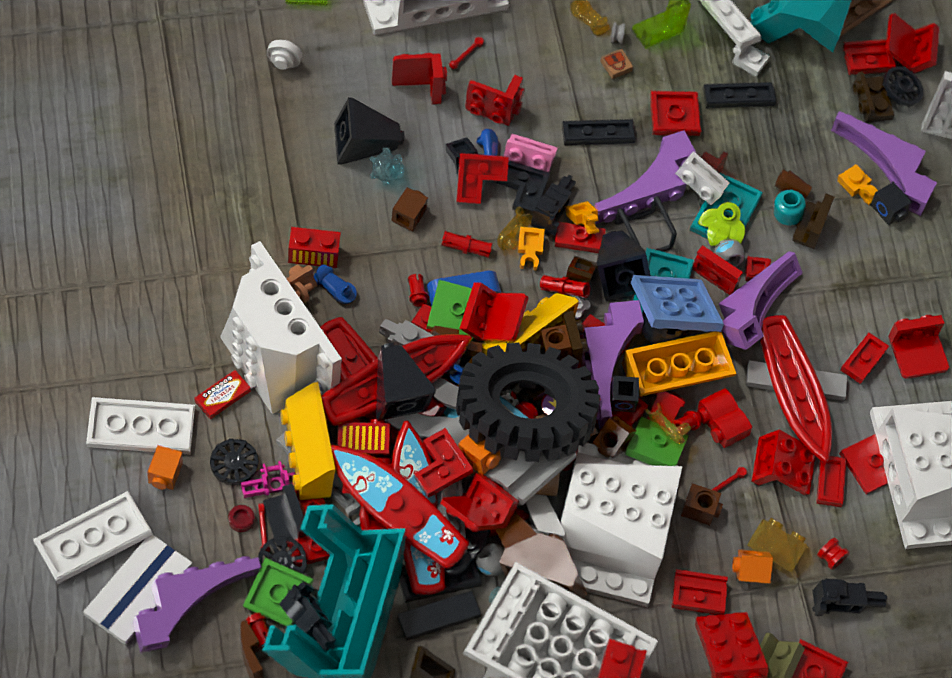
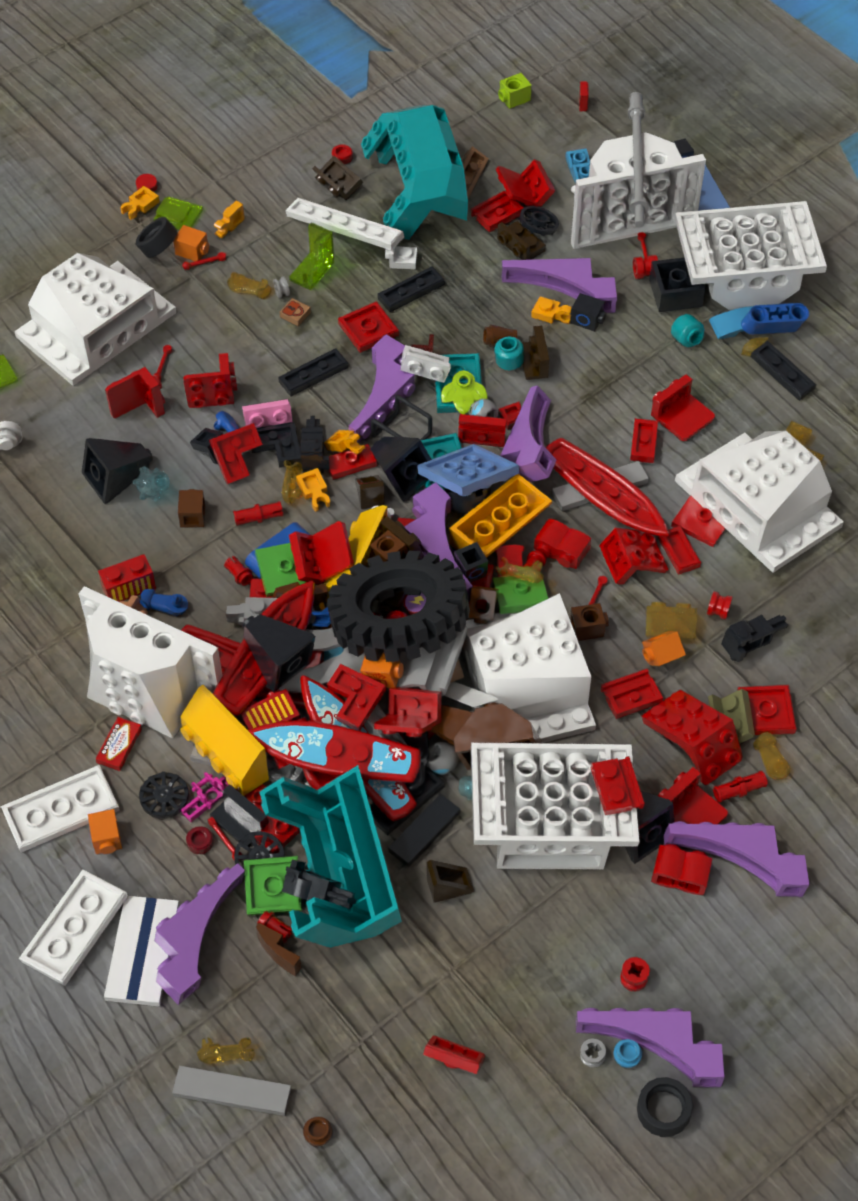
camera: 20 degrees left, 5 degrees down
(565, 286) = (363, 504): red pin -> none

